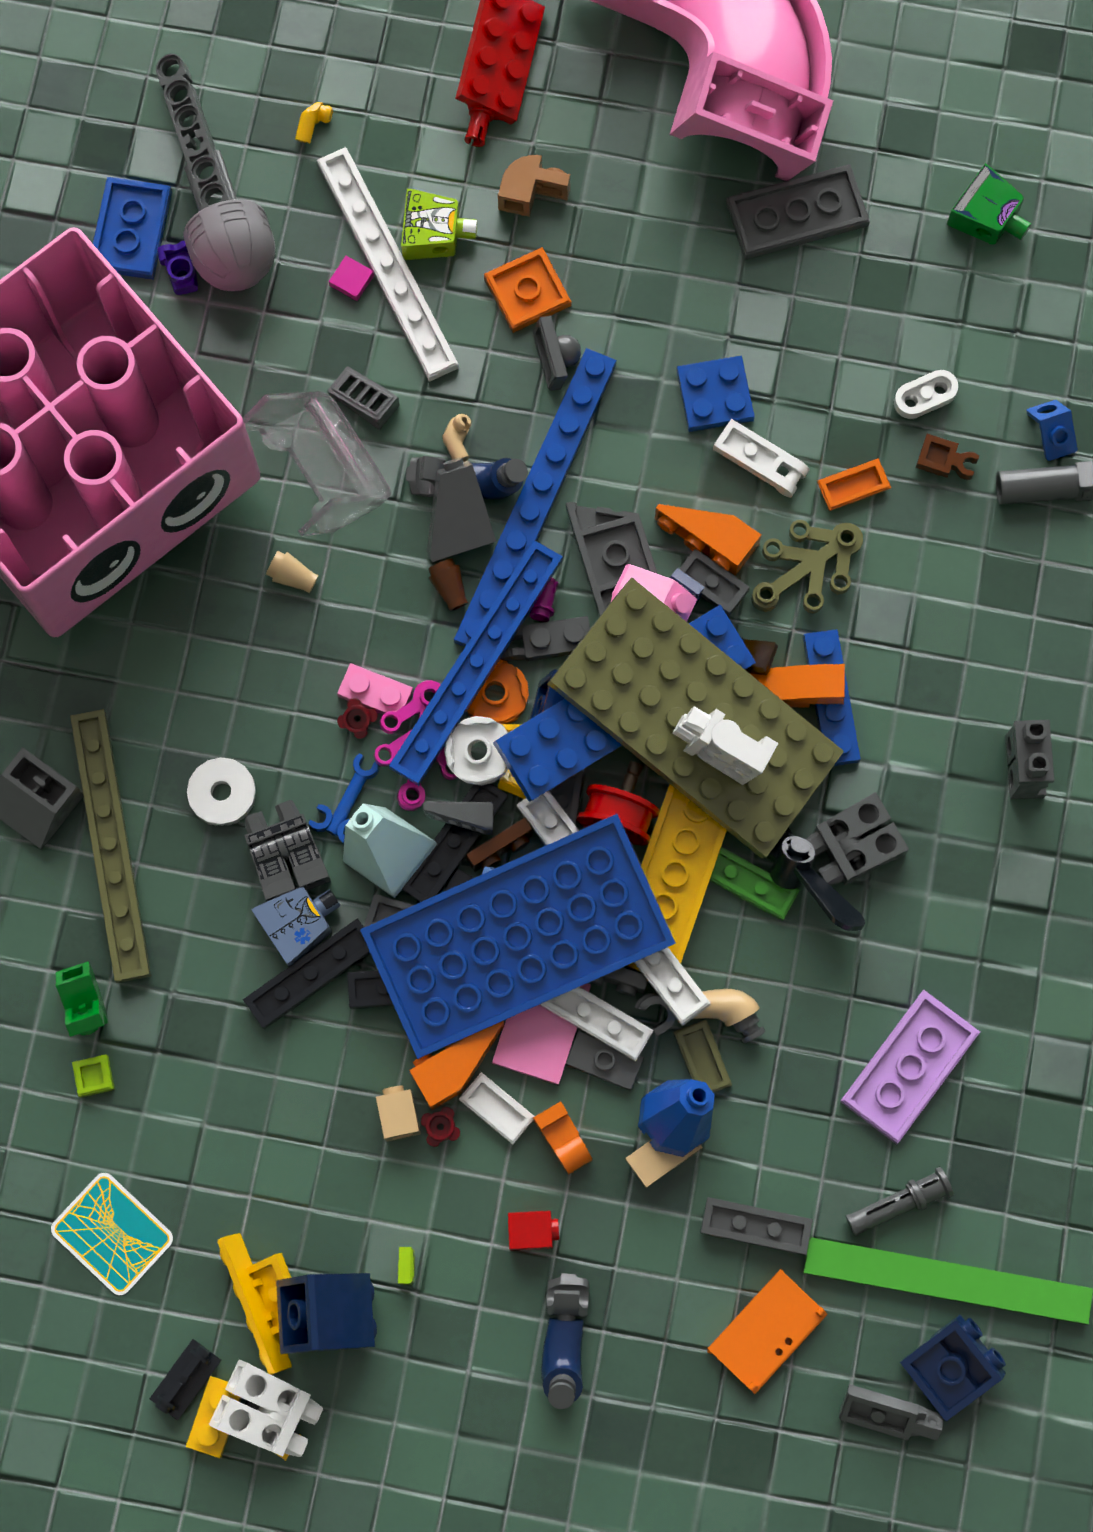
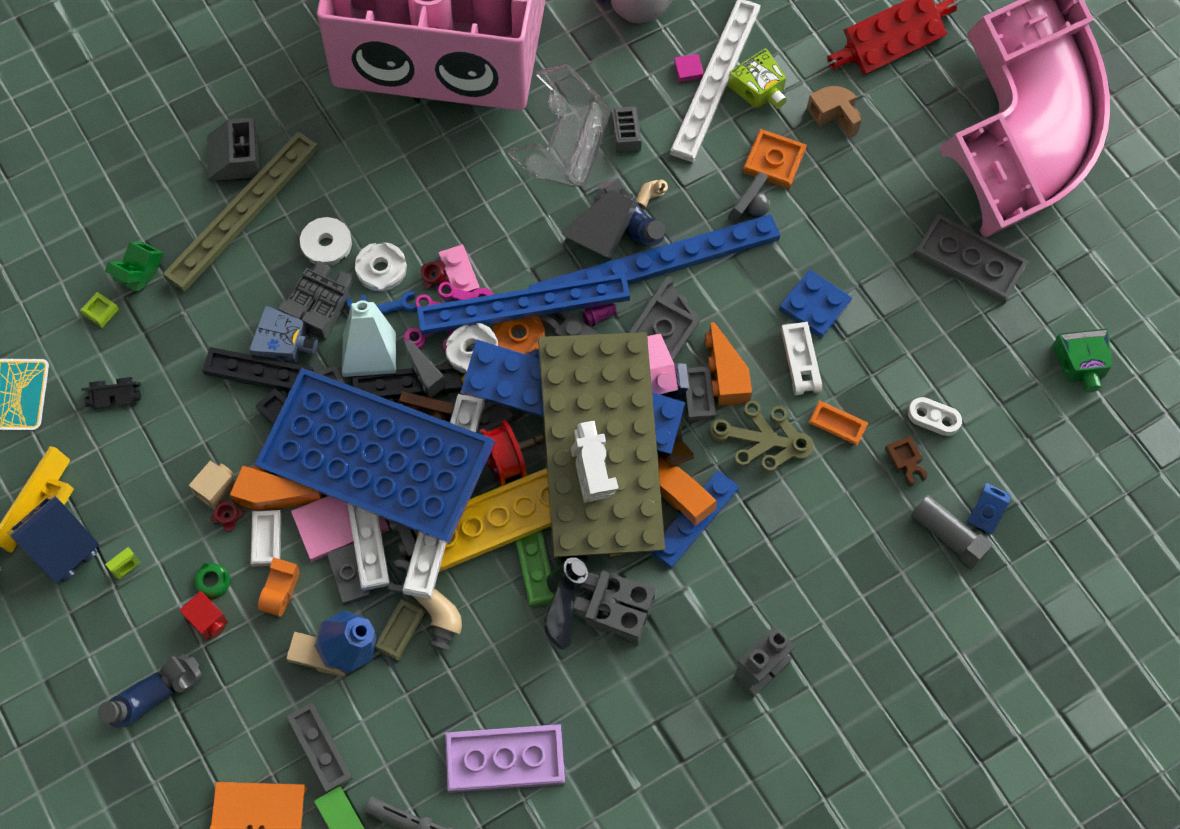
camera: 45 degrees right, 10 degrees down
(195, 1144) = (101, 394): none -> black hinge
(290, 572) = (486, 171): tan cone -> none
(302, 781) = (384, 279): none -> white tile
(448, 582) = (560, 254): reddish brown cone -> none
(483, 1206) = (217, 590): none -> green piece

